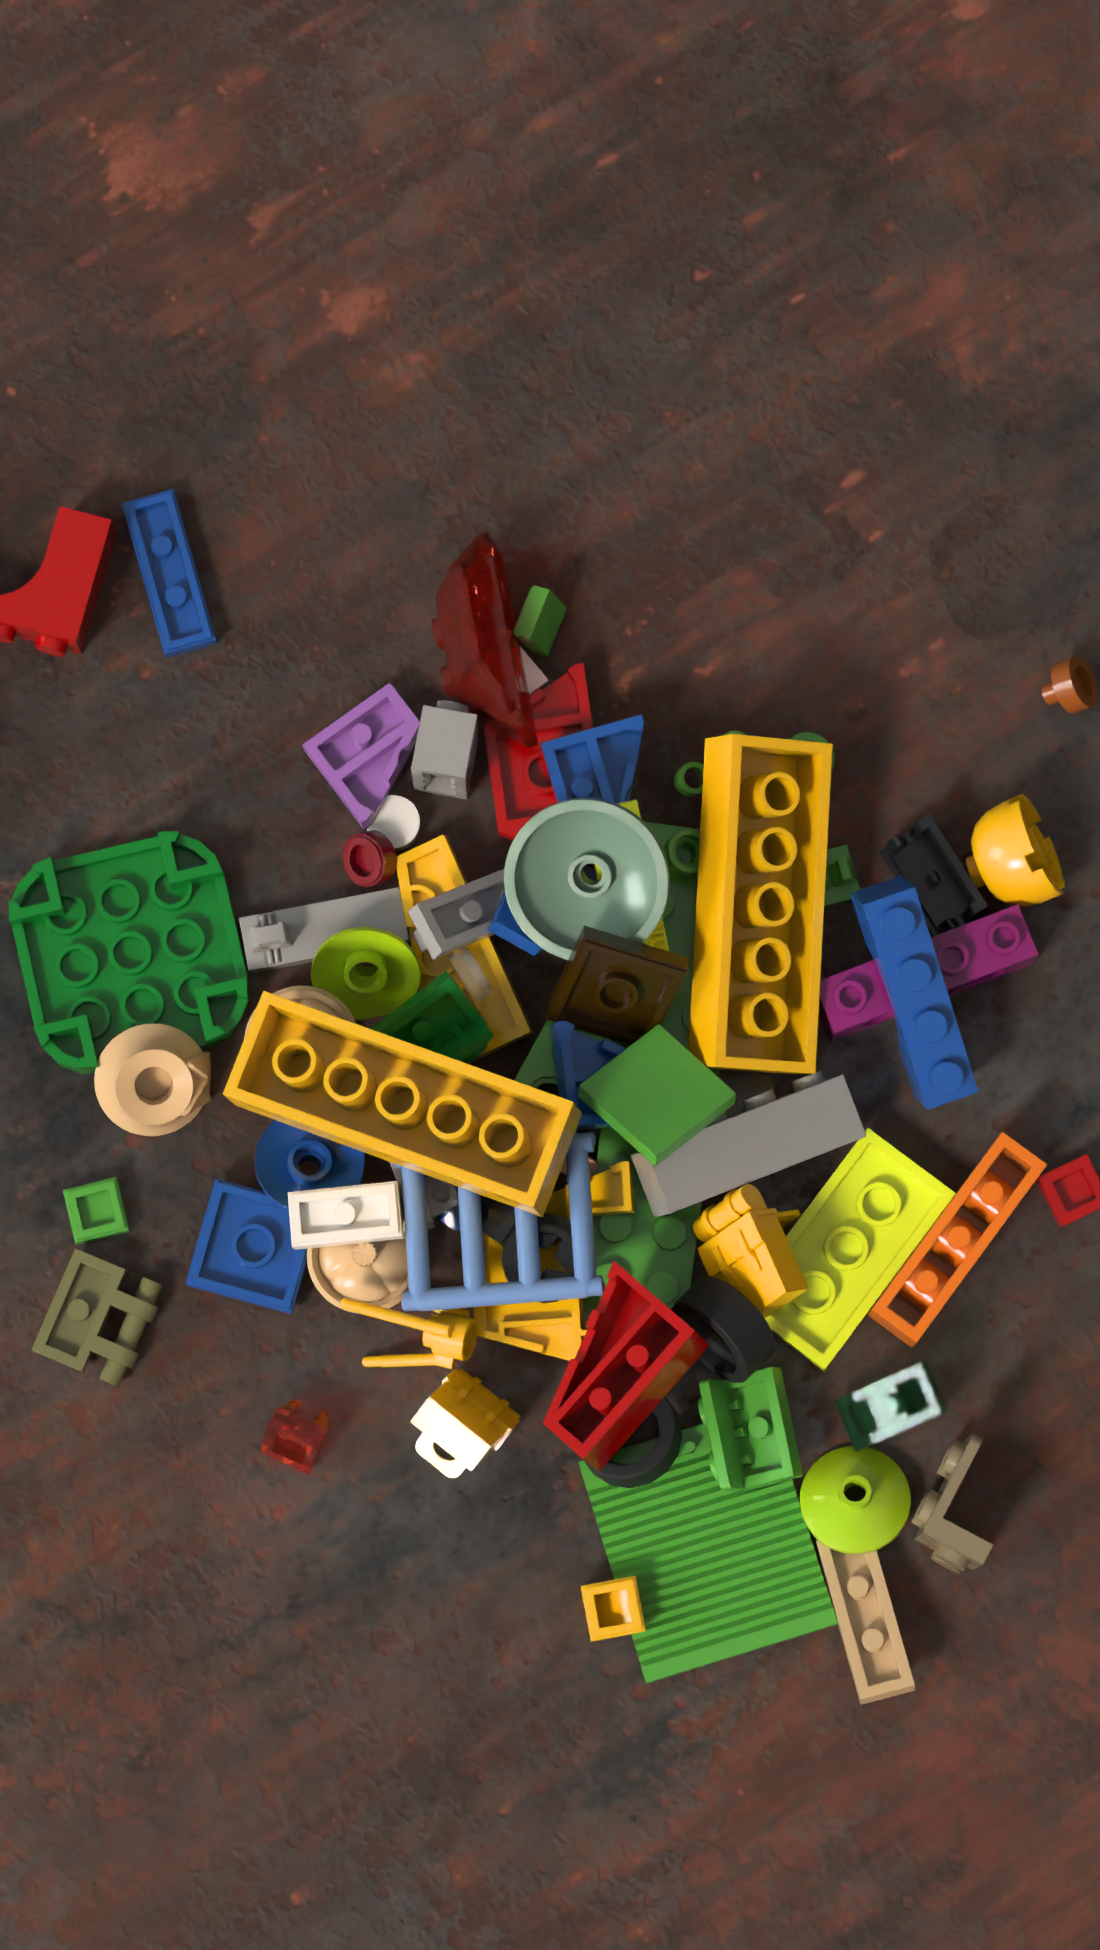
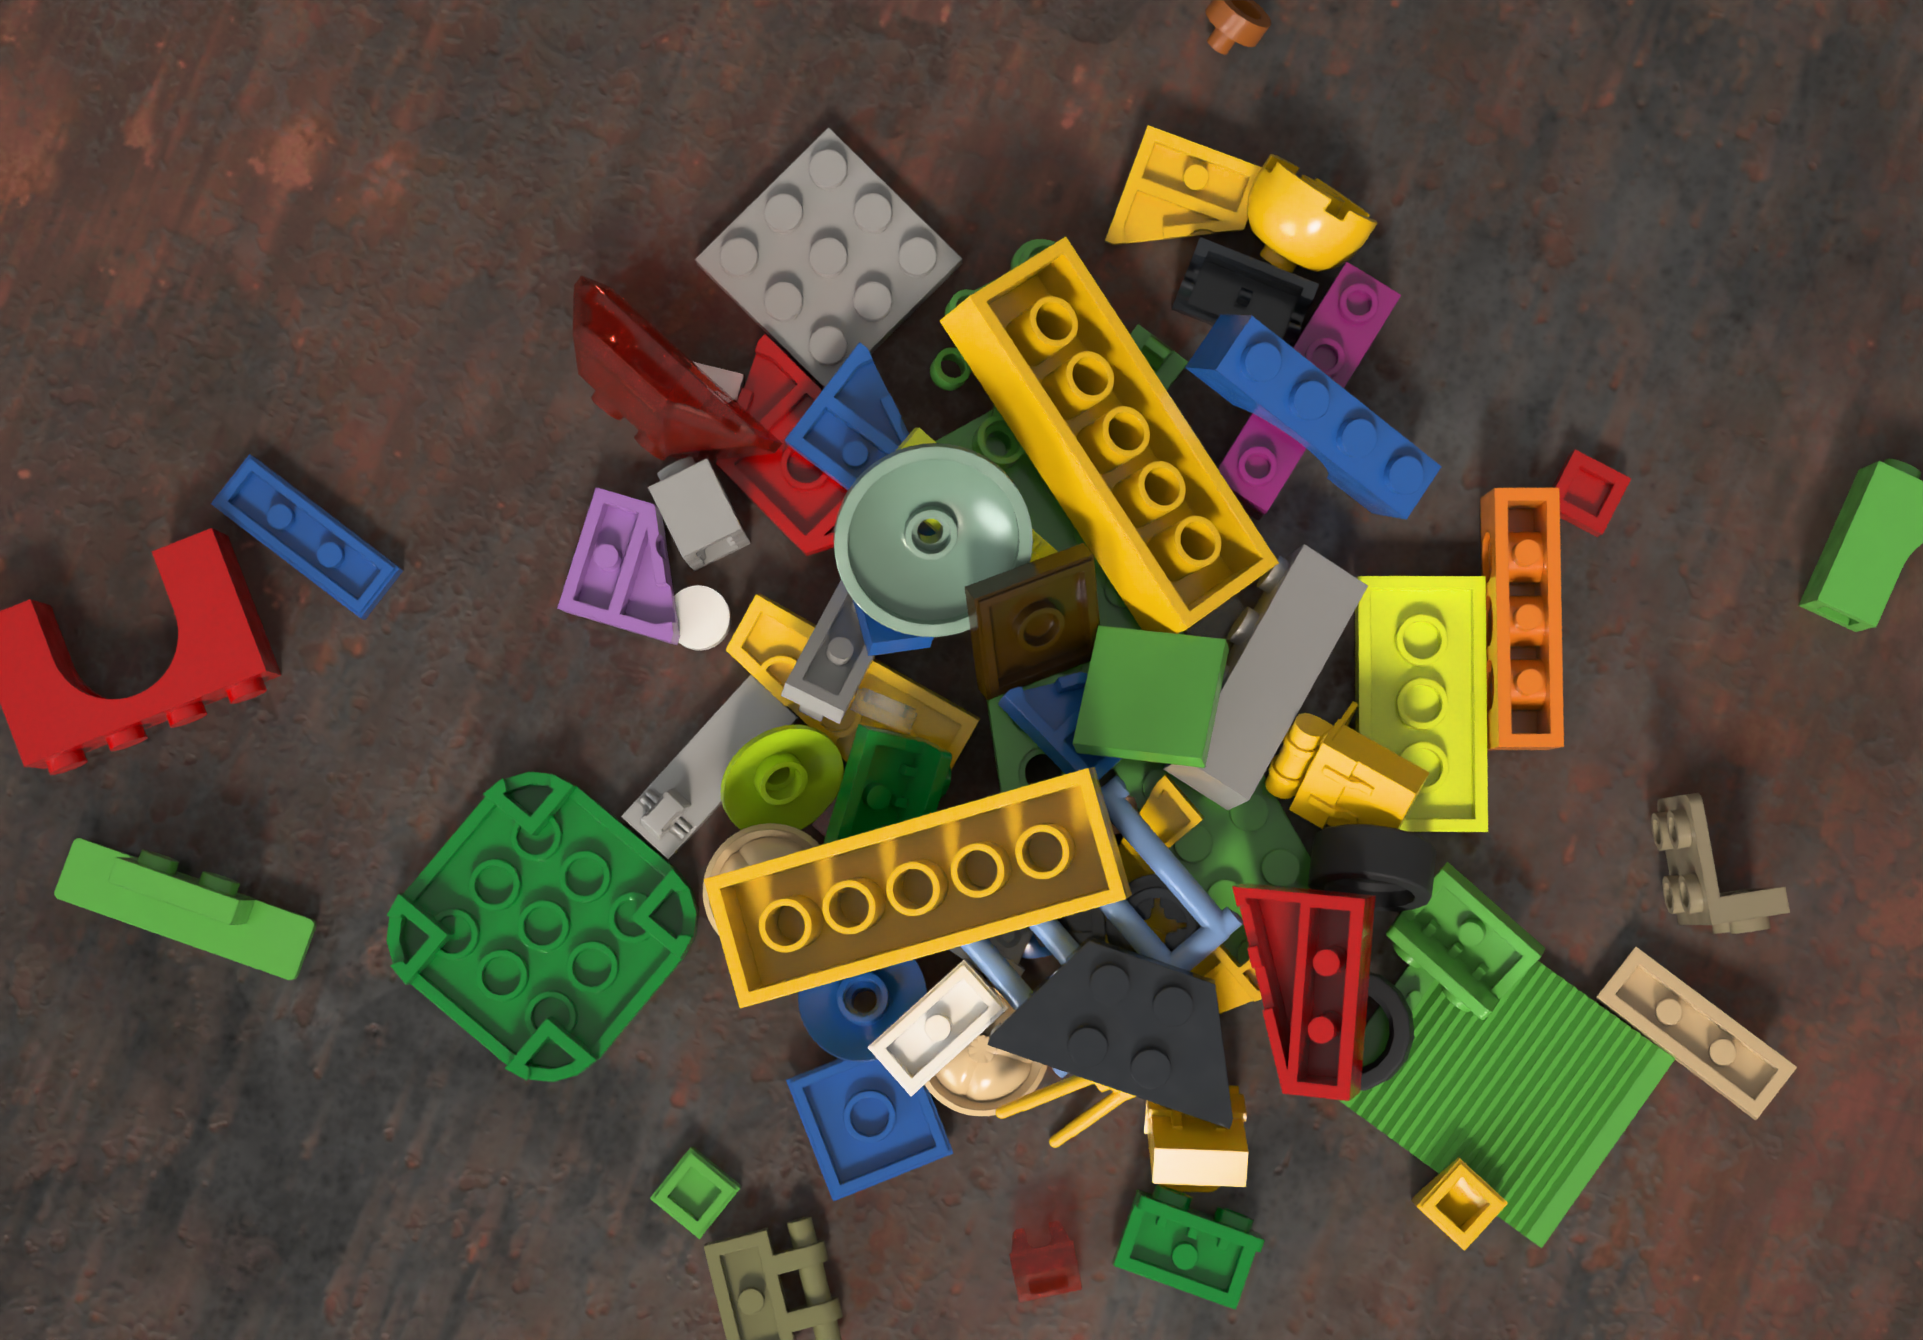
camera: 40 degrees left, 5 degrees up
(152, 1079) = (655, 1030): tan piece -> none
(369, 858) = (702, 668): dark red tile -> none
(403, 1498) = (1187, 1246): none -> green bracket
(472, 1306) = (1127, 1028): none -> black wing
(539, 620) = (693, 323): bright green tile -> none
(667, 644) = (828, 259): none -> light grey plate
(848, 1524) = (1597, 963): lime dish -> none
(891, 1406) = (1576, 819): clear green slope -> none
(943, 775) = (1181, 191): none -> yellow wing

